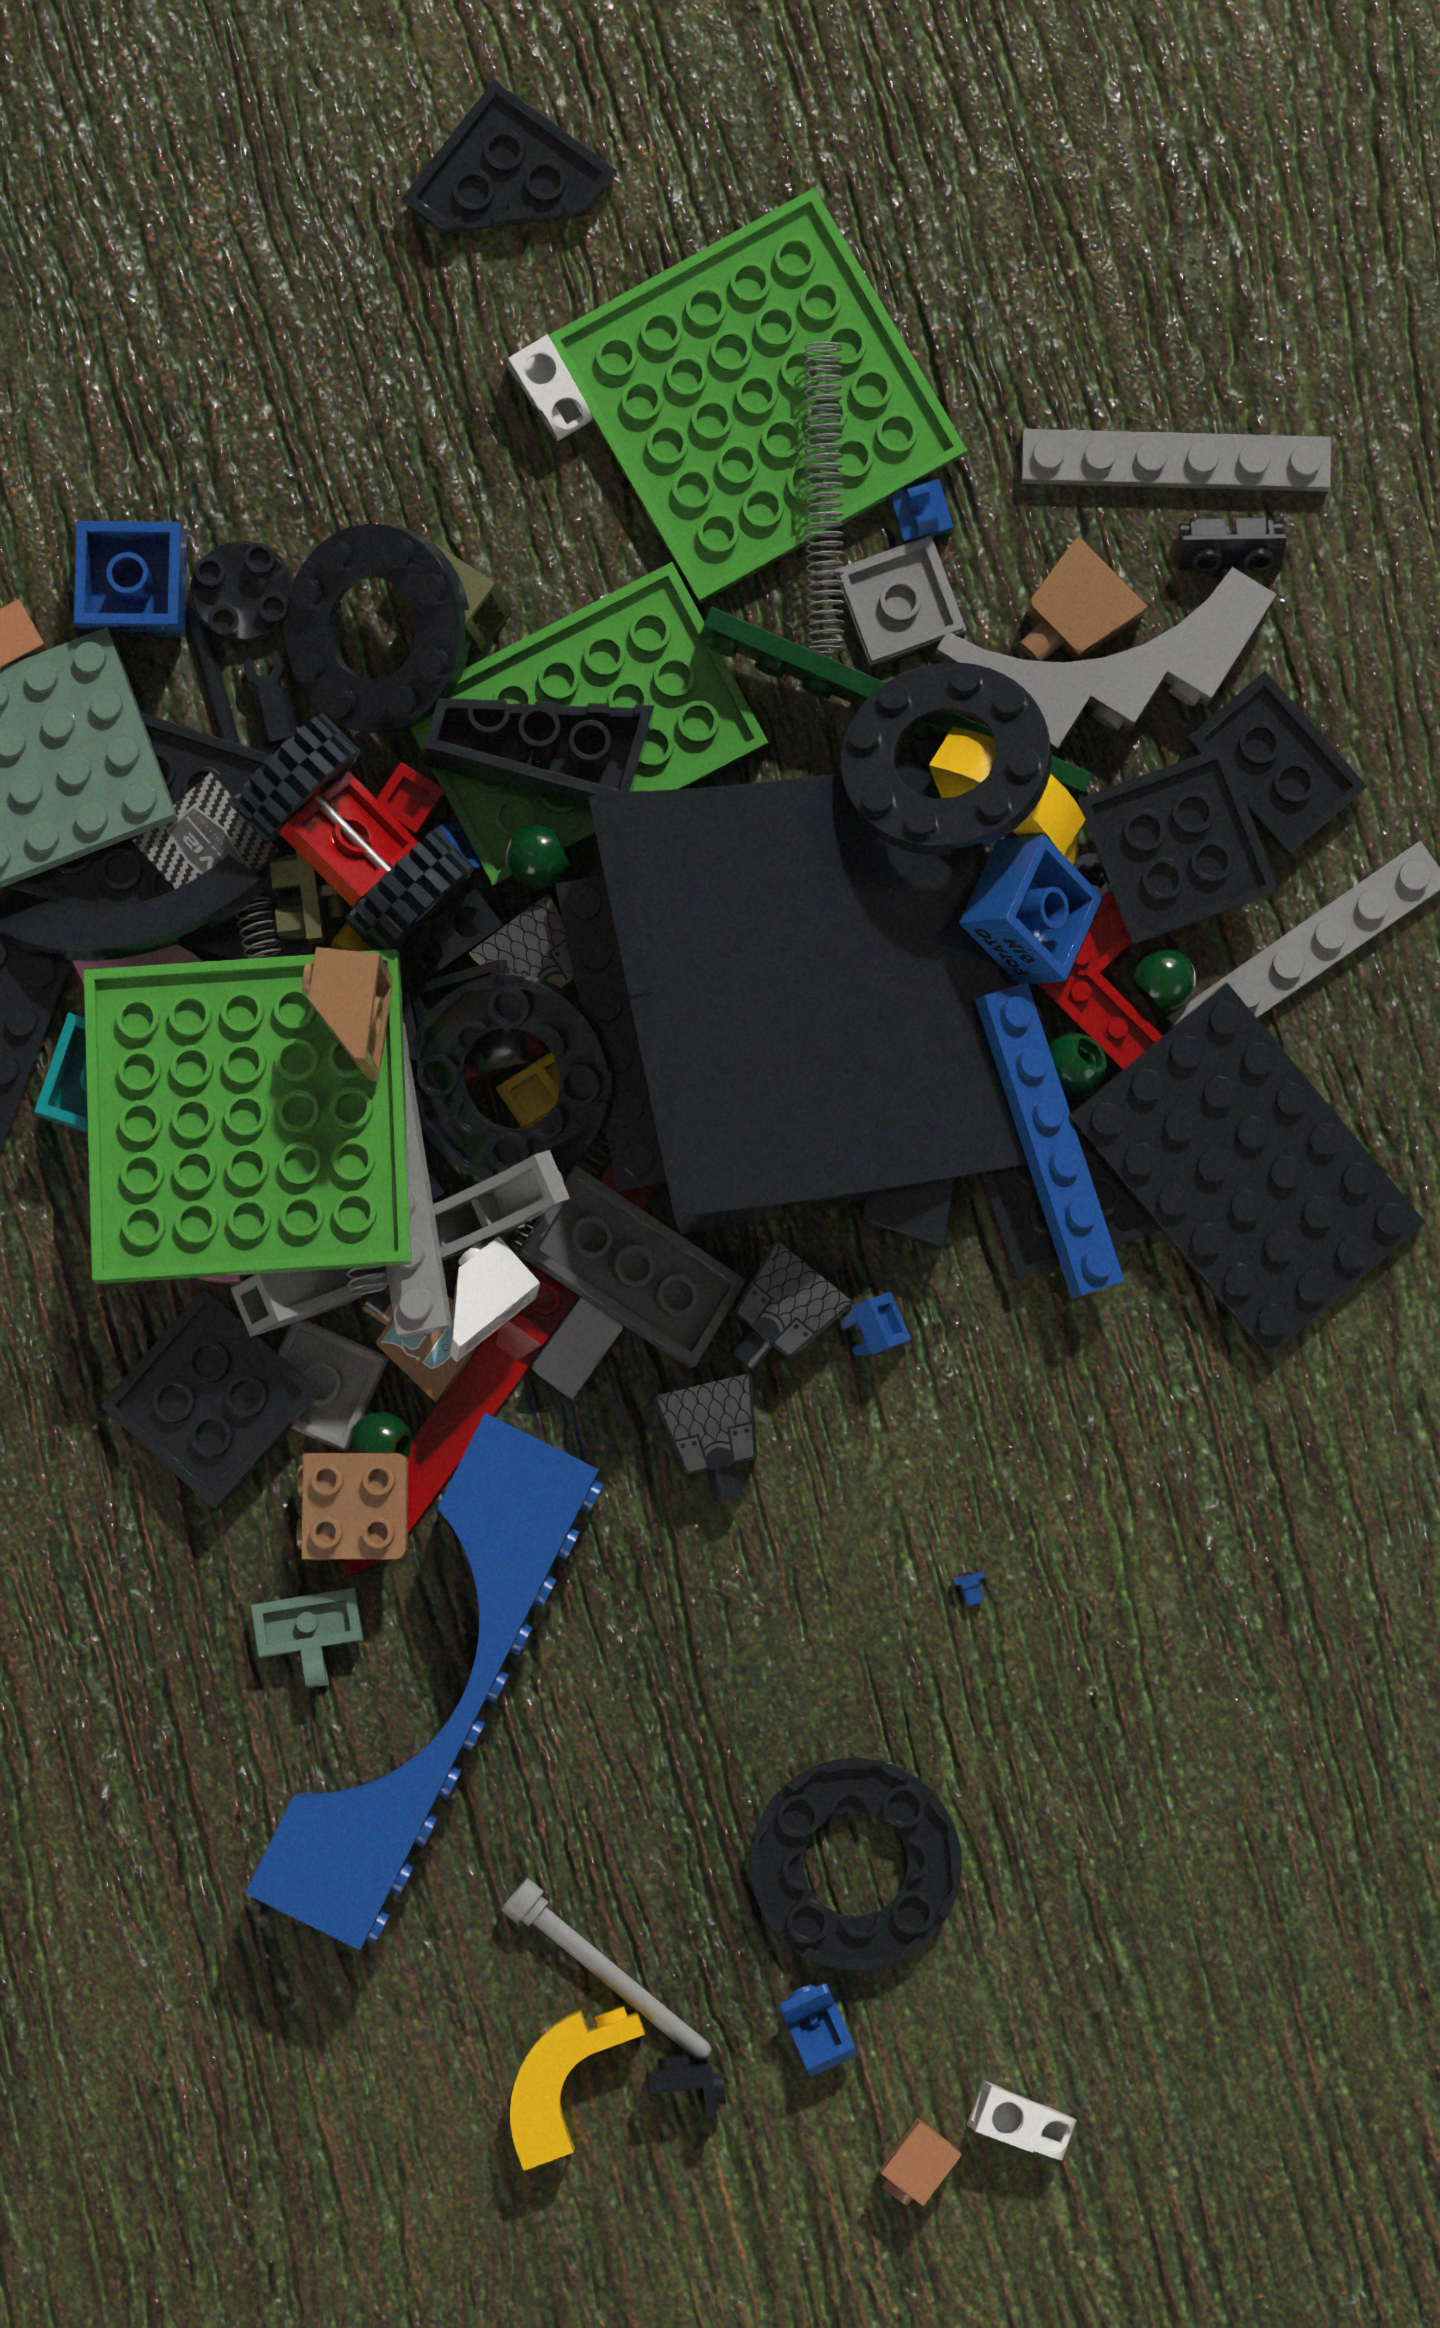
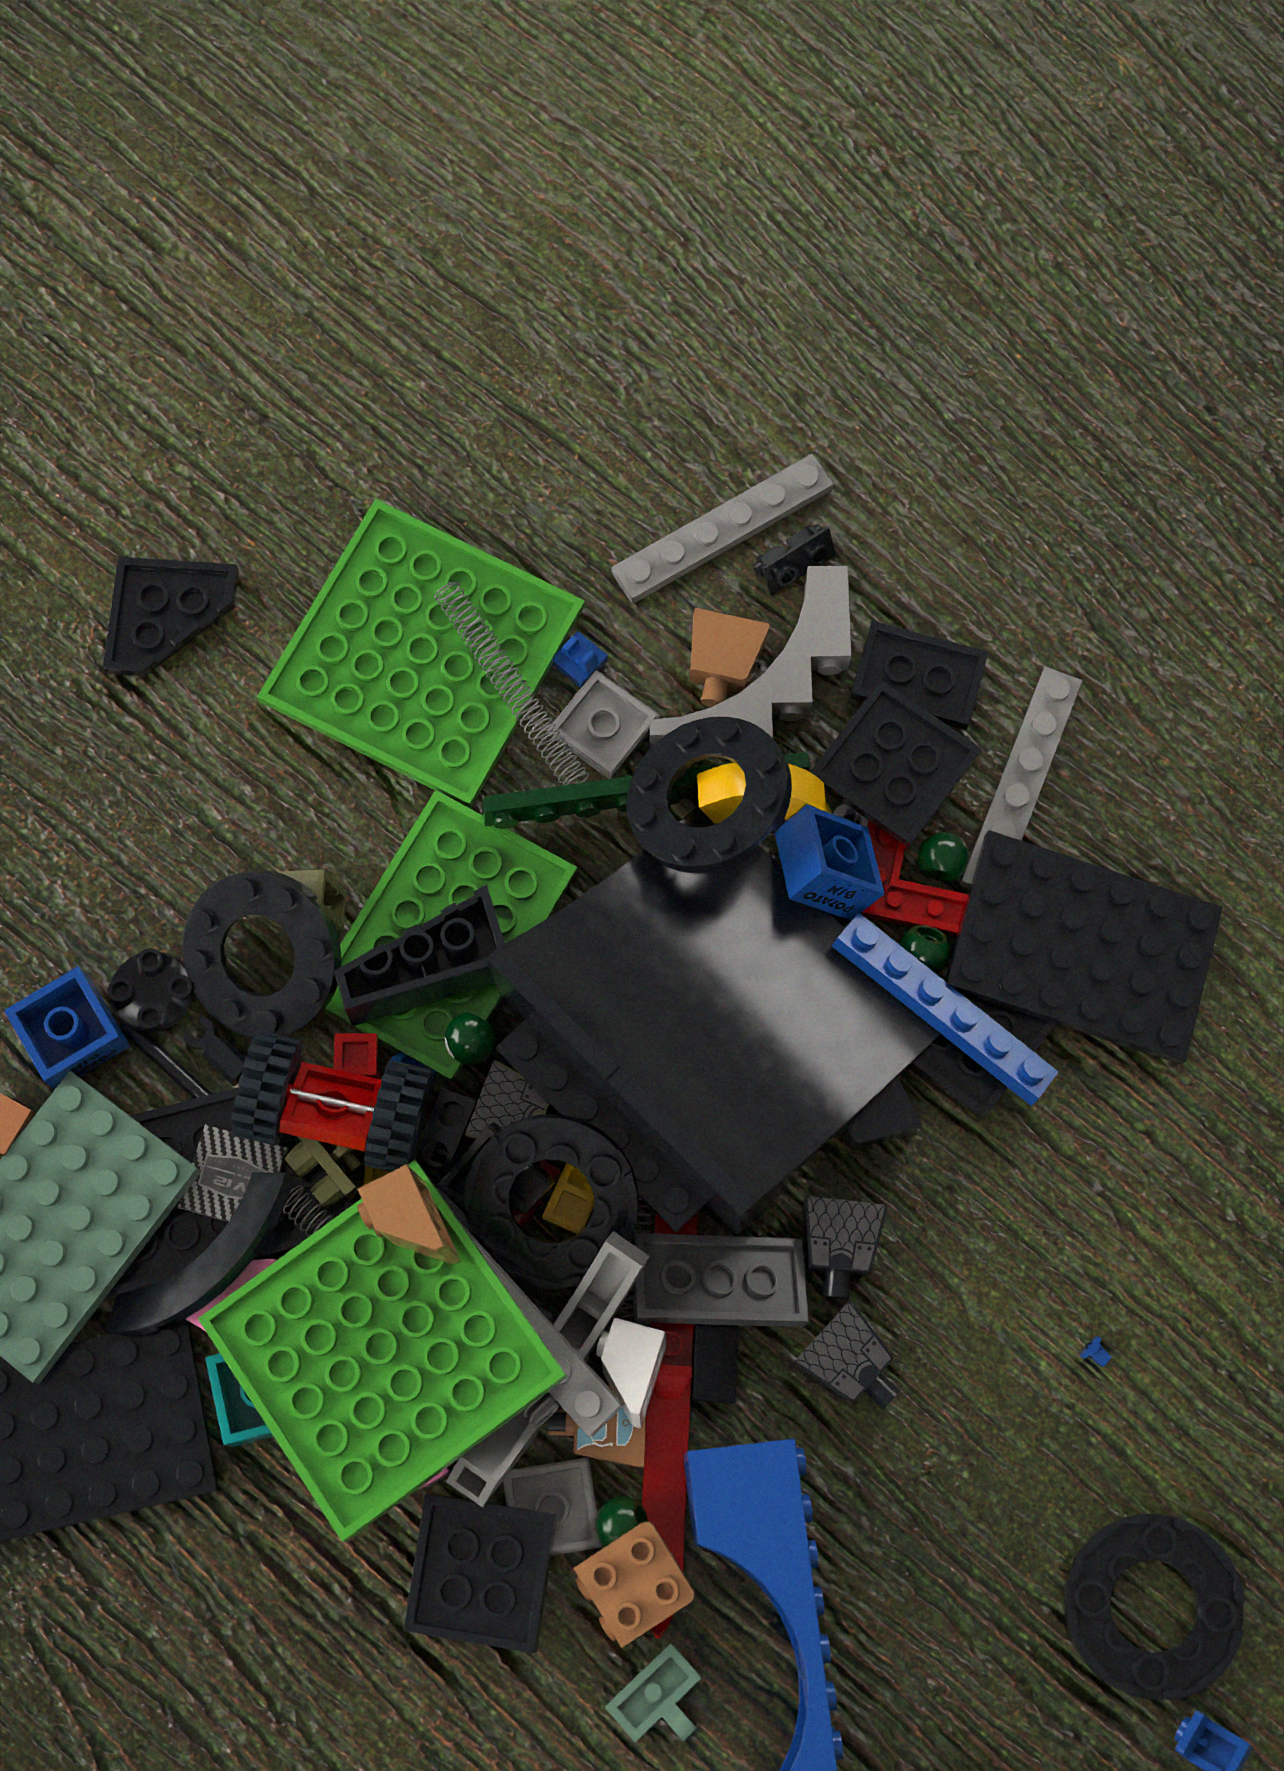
camera: 30 degrees left, 10 degrees down
(550, 387) = (279, 728): white leg -> none
(879, 1324) = (912, 1209): blue tile -> none

